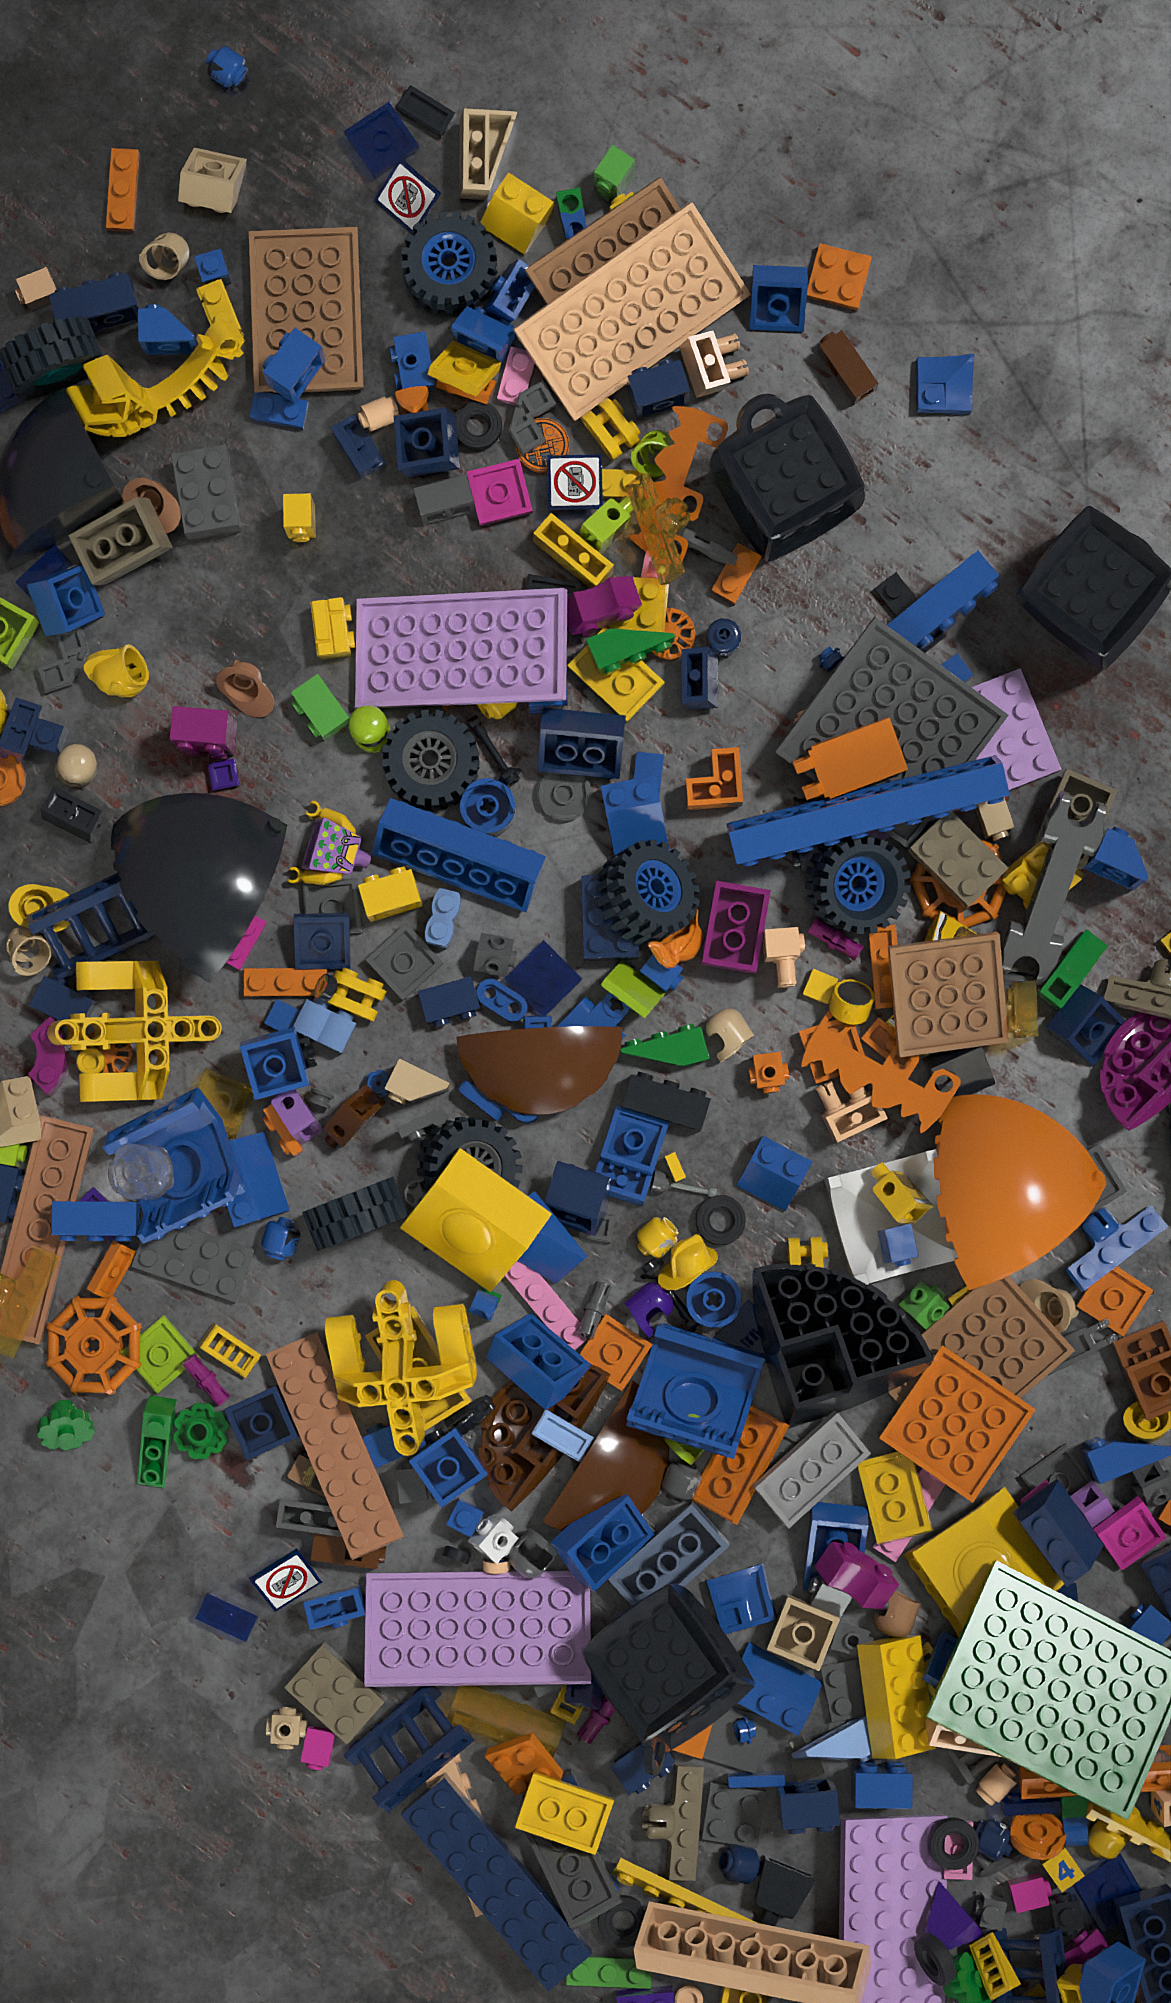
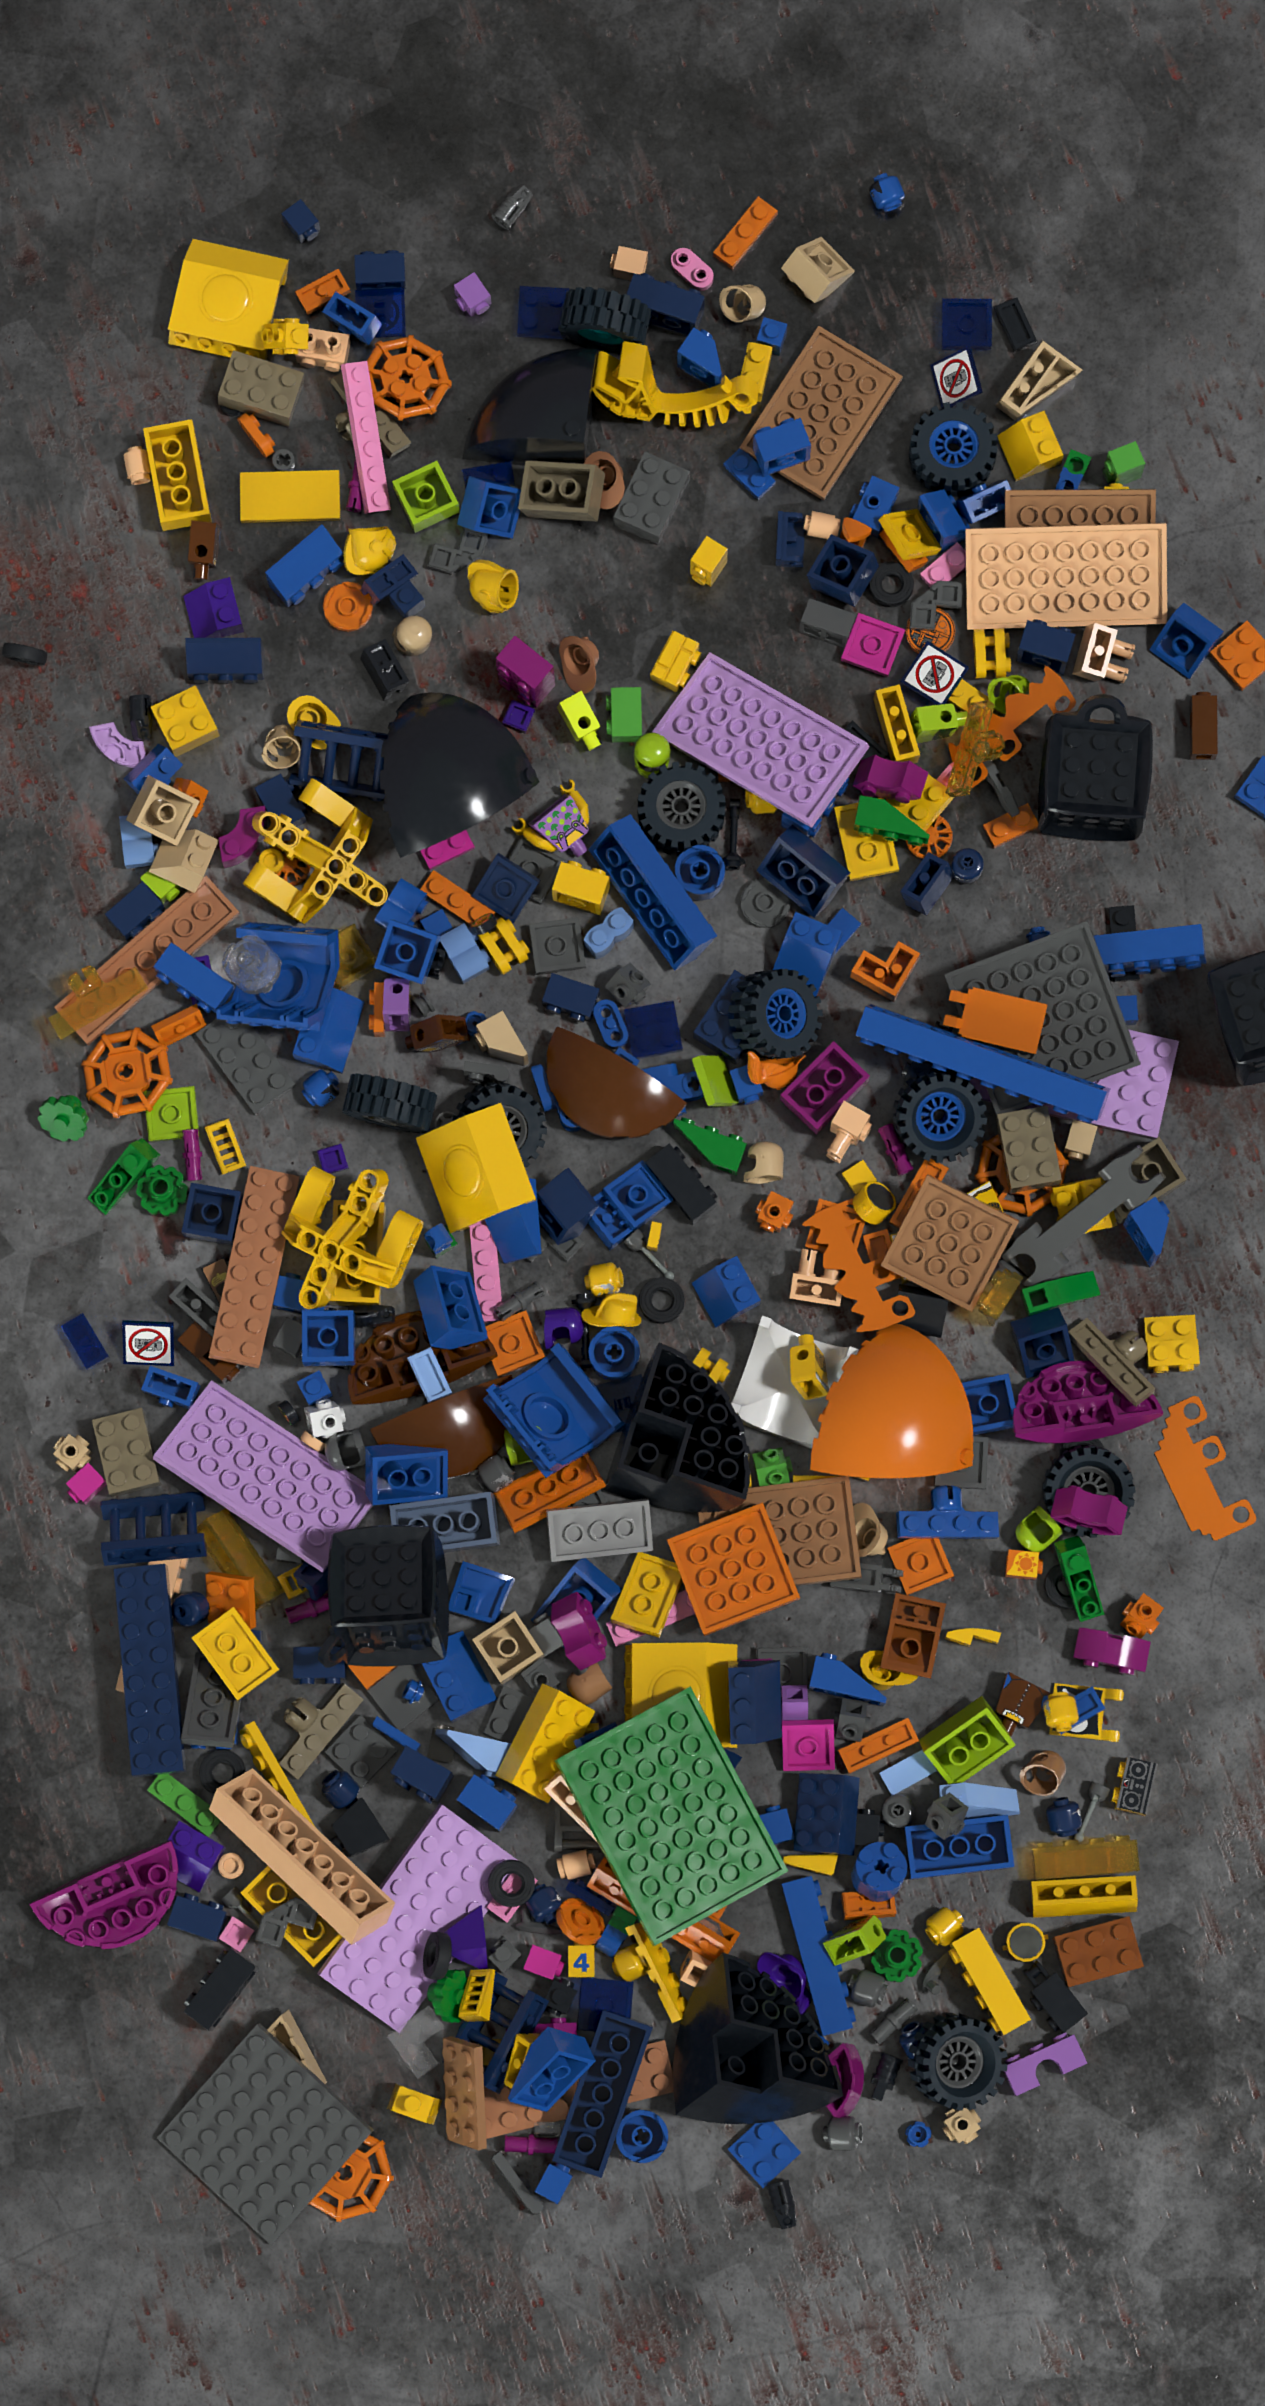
camera: 35 degrees right, 5 degrees down
(95, 257) = (690, 269): none -> bright pink plate
(239, 1021) = (402, 905): none -> blue brick
(271, 737) = (577, 709): none -> neon yellow torso
(336, 1295) = (333, 1159): none -> dark purple tile
(492, 1795) = (190, 1608): none -> dark blue head
(898, 1244) = (781, 1405): brick -> none
(1081, 1111) = (990, 1403): none -> blue brick

